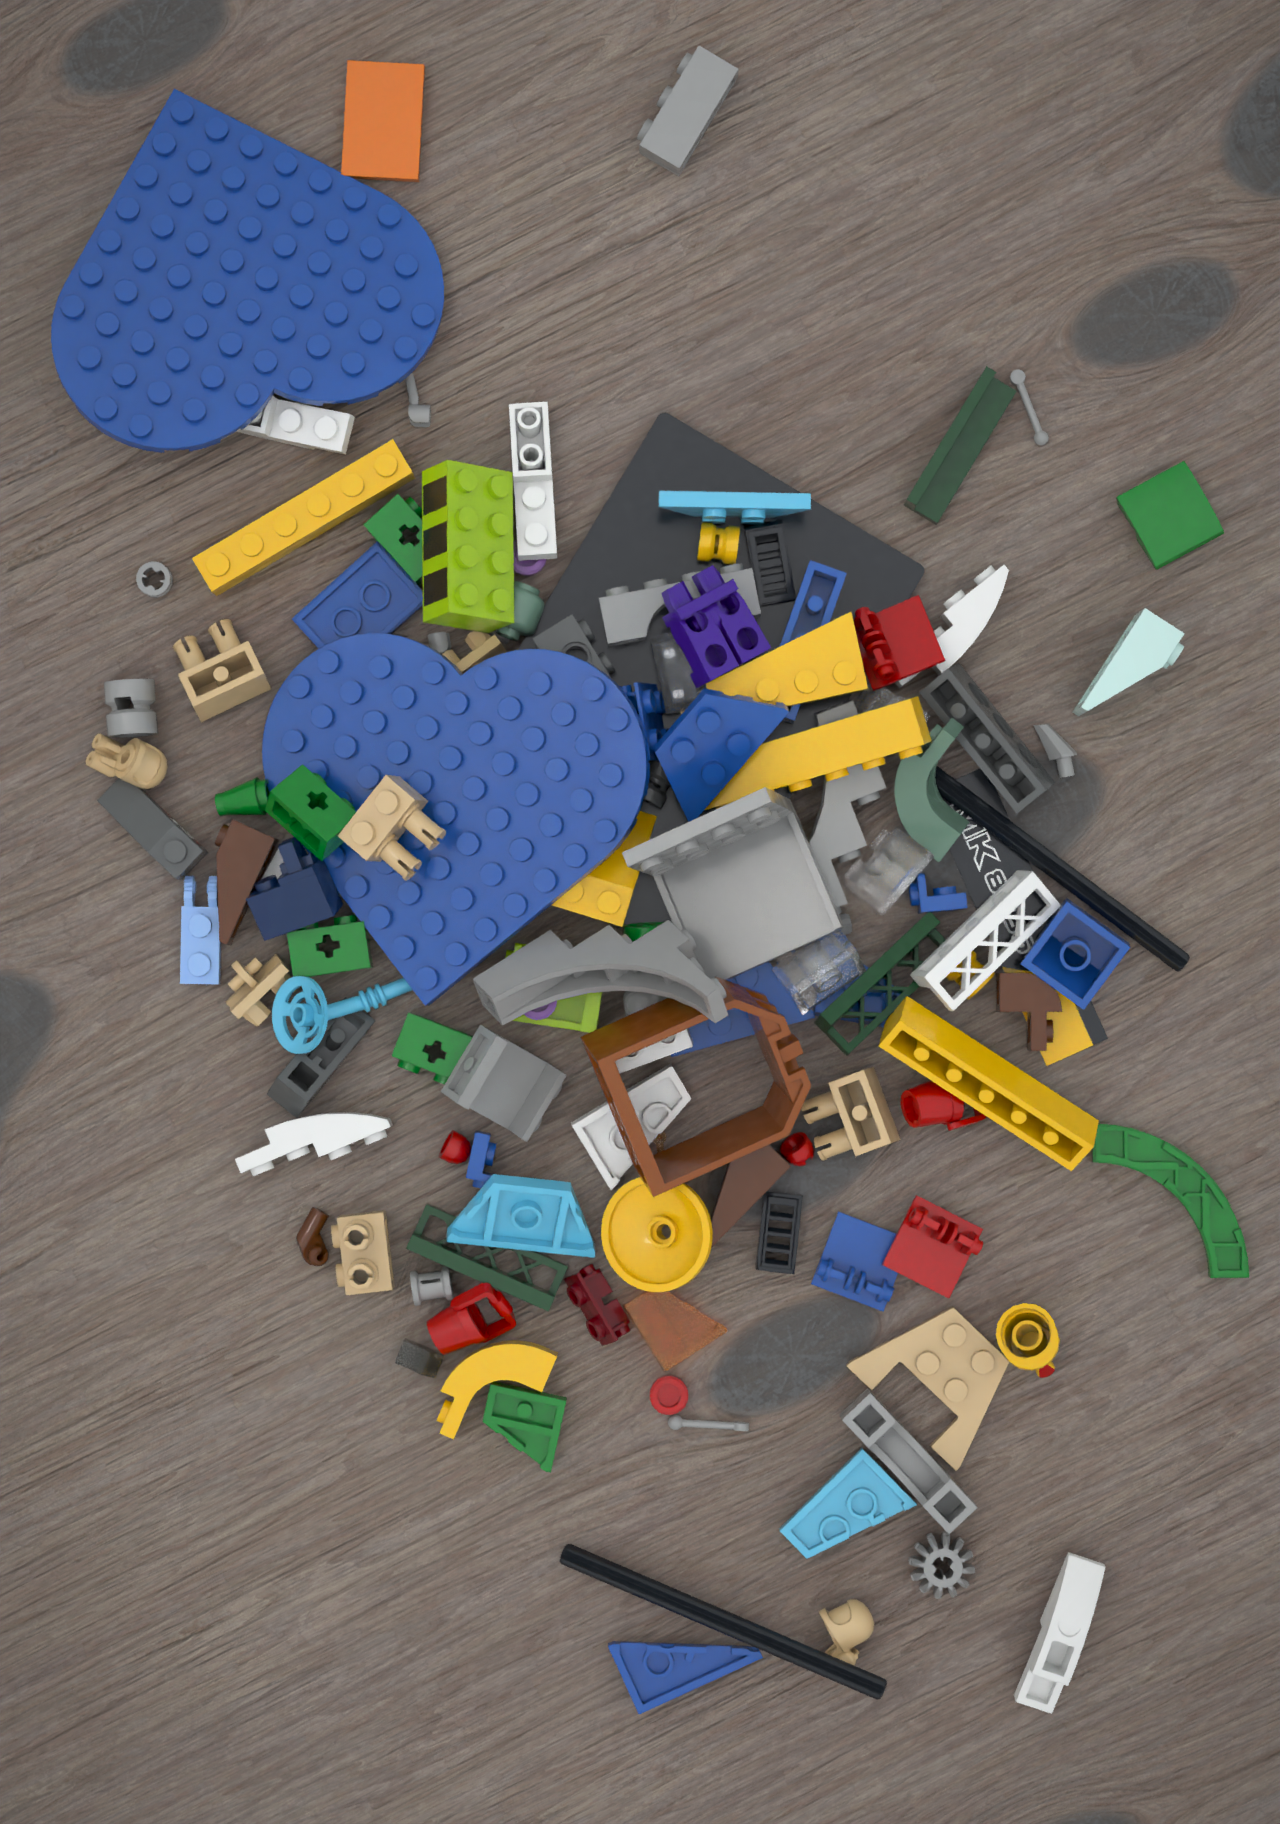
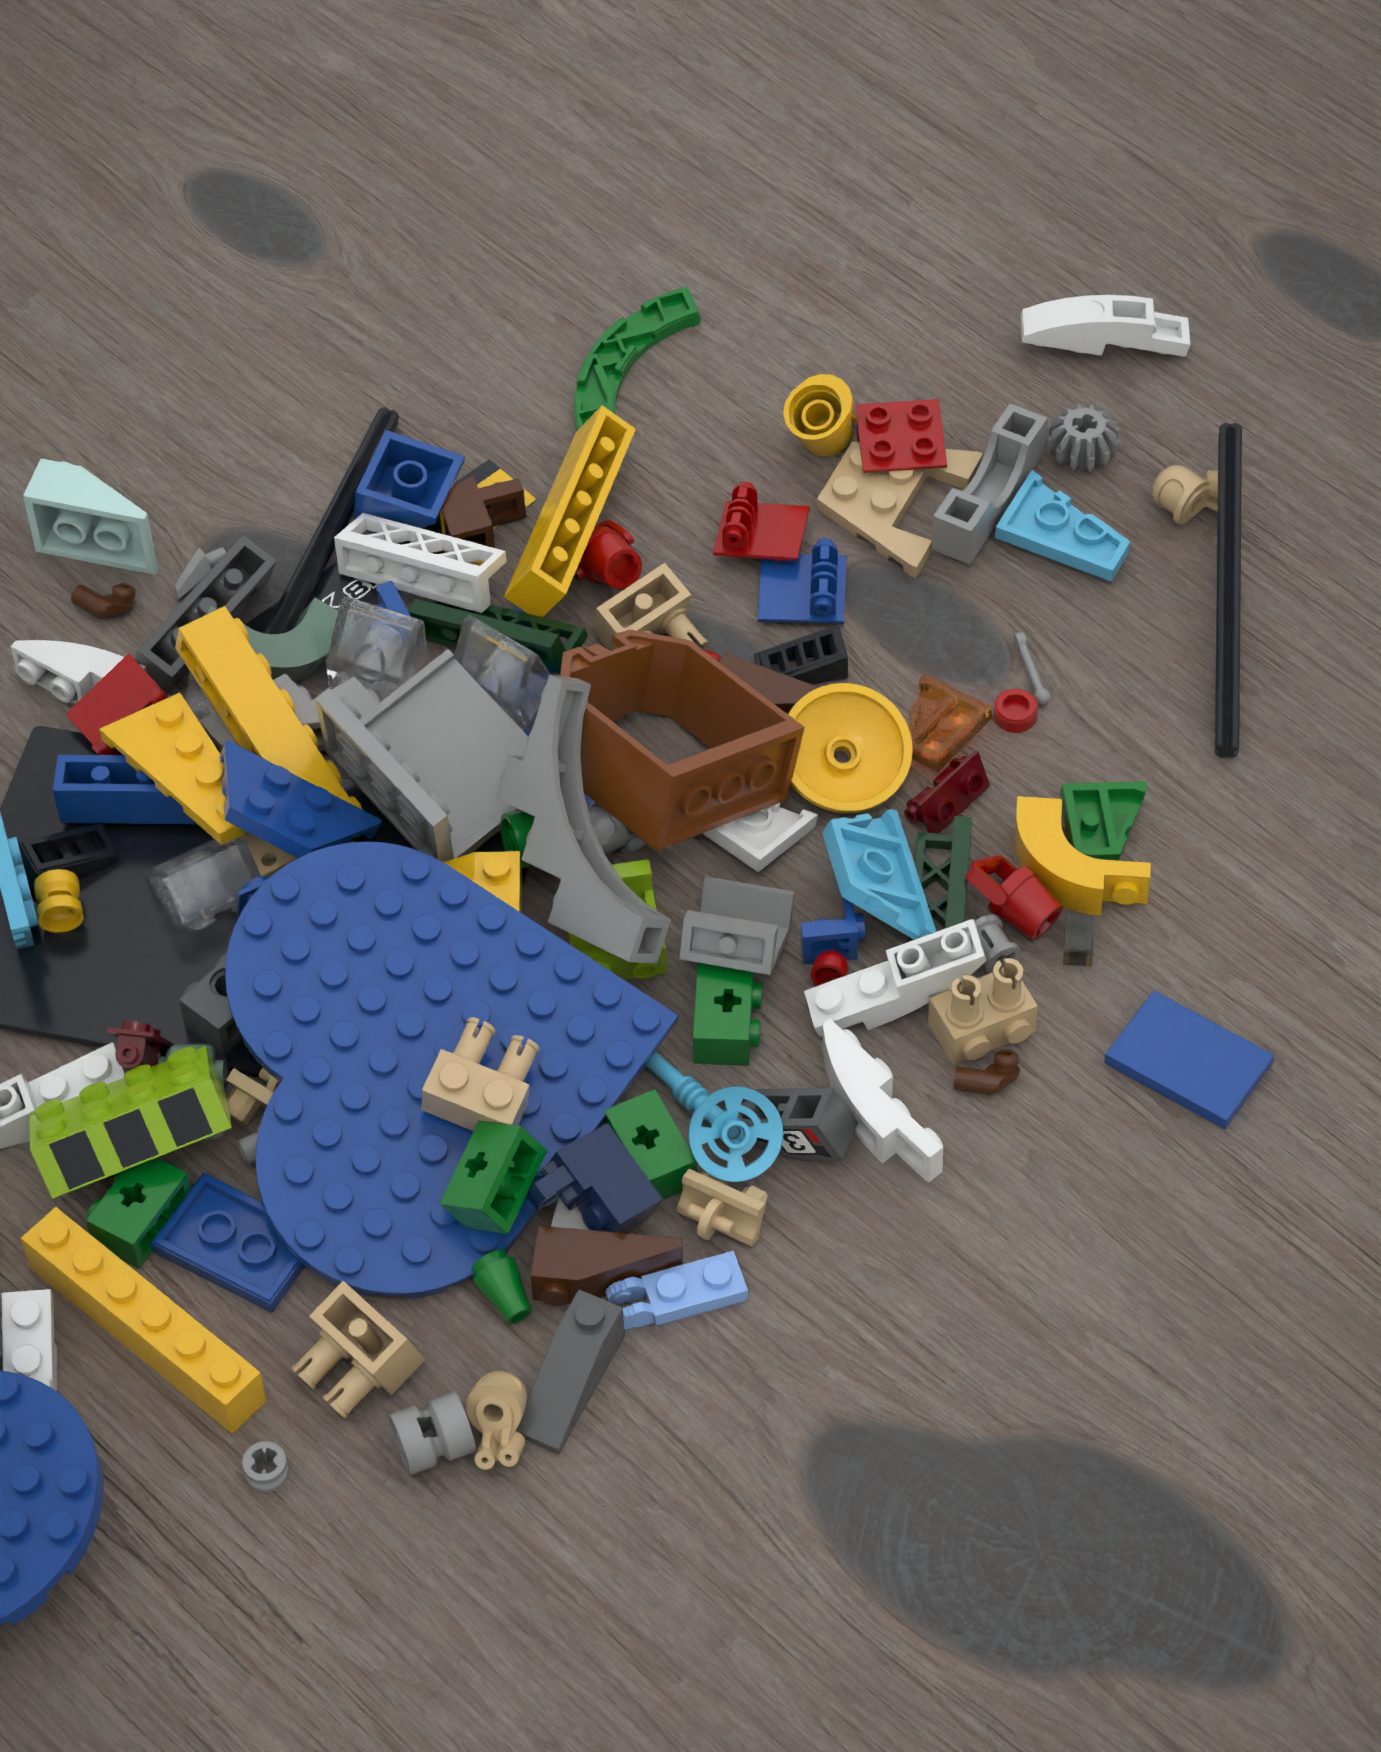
camera: 105 degrees left, 35 degrees down
(276, 1401) = (1189, 1059): none -> blue tile
(409, 1192) = (900, 984): none -> white slope
(542, 572) = (138, 1044): none -> dark red hinge
(629, 614) = (162, 954): light grey arch -> none
(668, 1670) = (1304, 628): blue wing -> none
(714, 628) = (153, 843): dark purple hips -> none
(992, 1403) = (900, 435): none -> red hinge
(1044, 660) = (103, 606): none -> reddish brown arm

